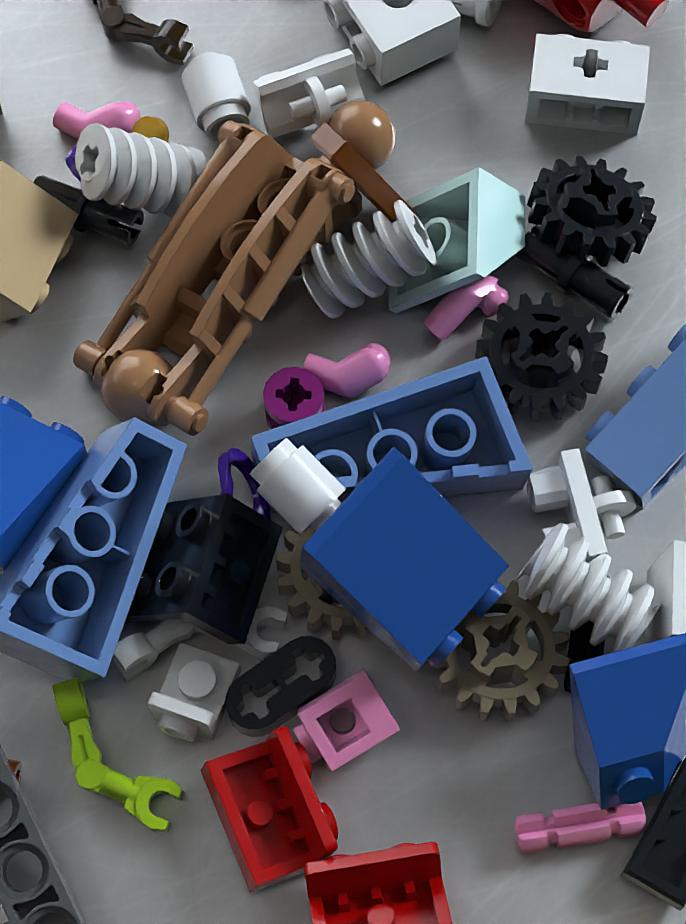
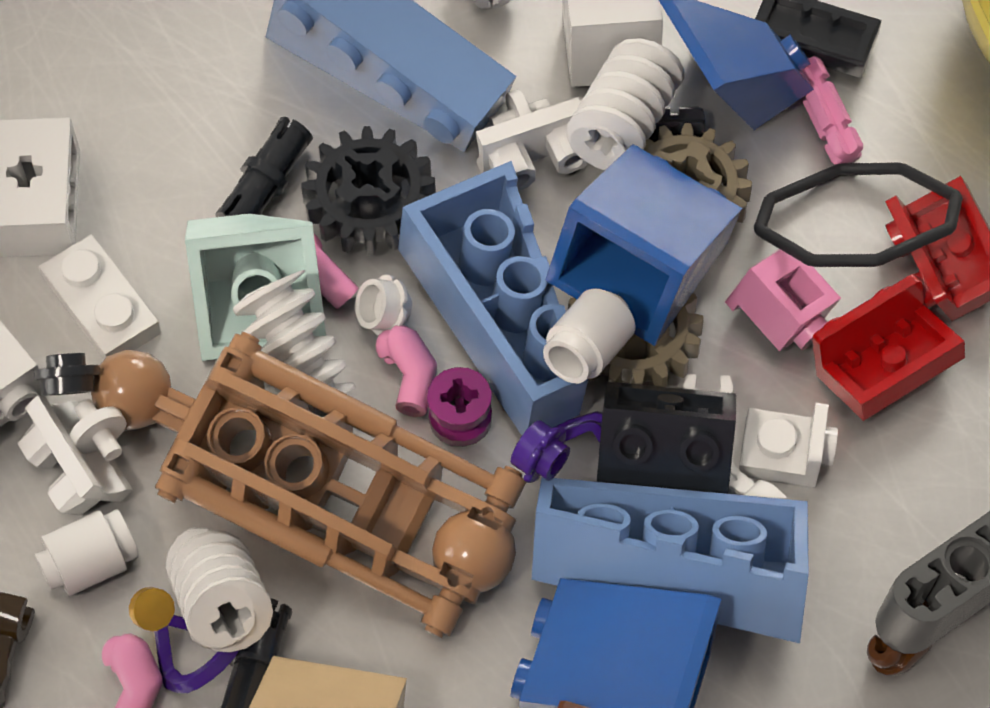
camera: 100 degrees left, 5 degrees down
(99, 779) = (831, 548): lime piece -> none
(203, 440) = (540, 452): none -> dark purple plate
(271, 675) = (764, 366): black beam -> none
(351, 840) = (858, 260): none -> black piece
(354, 166) = (194, 362): dark orange tile -> none
(366, 74) = (66, 375): none -> black plate
(414, 354) = (383, 304): none -> white plate
(469, 132) = (99, 298): none -> white plate
(591, 211) = (196, 162): black gear -> none

